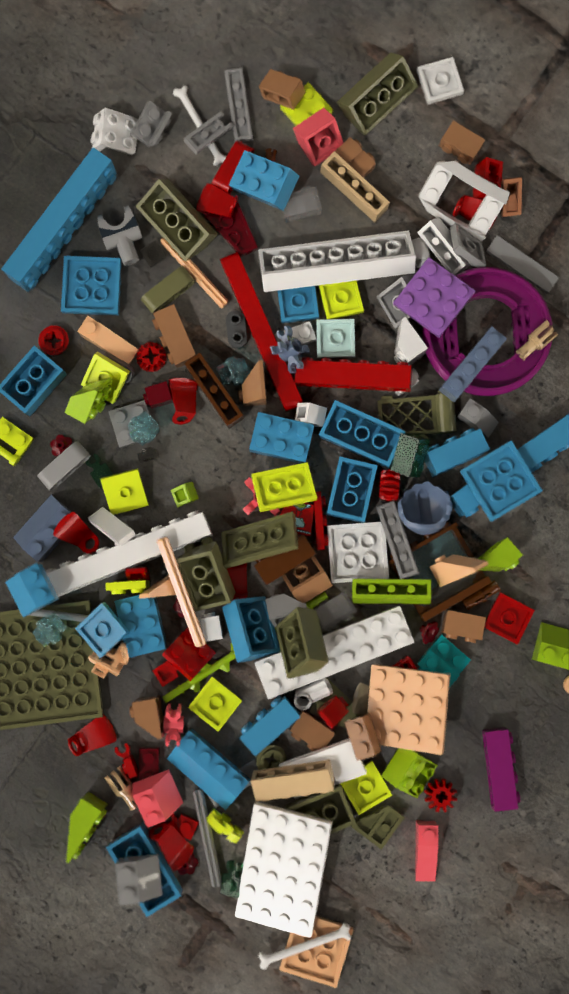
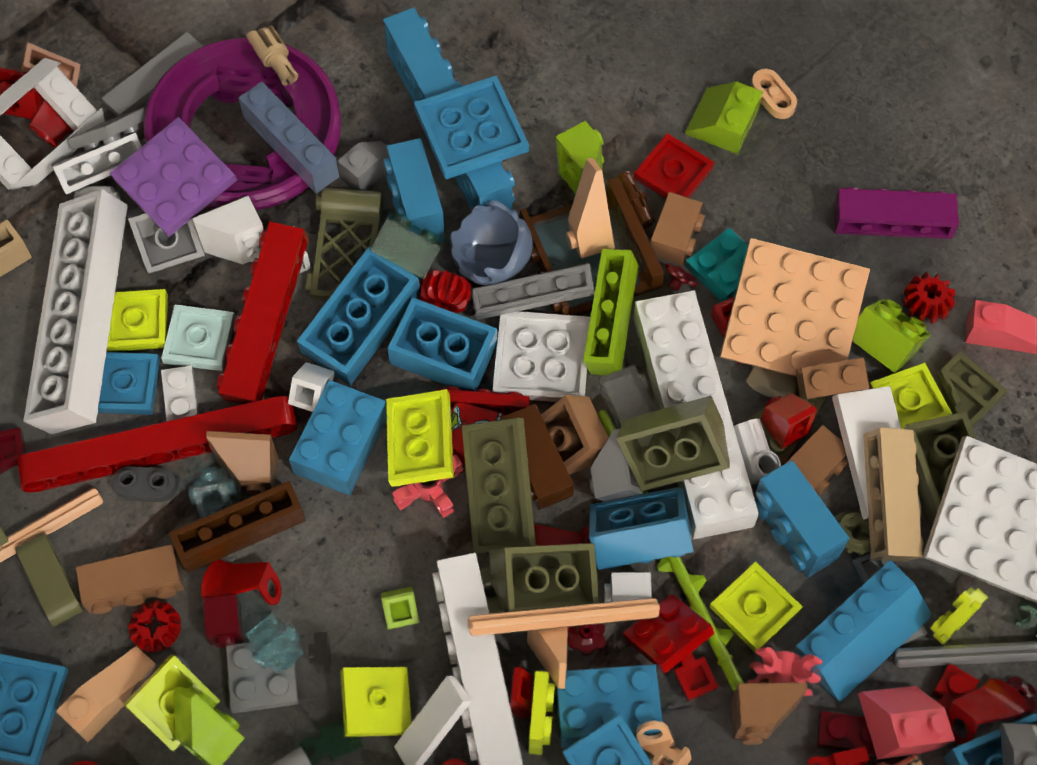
camera: 80 degrees left, 20 degrees down
(290, 349) = (199, 397): sand blue pin -> none

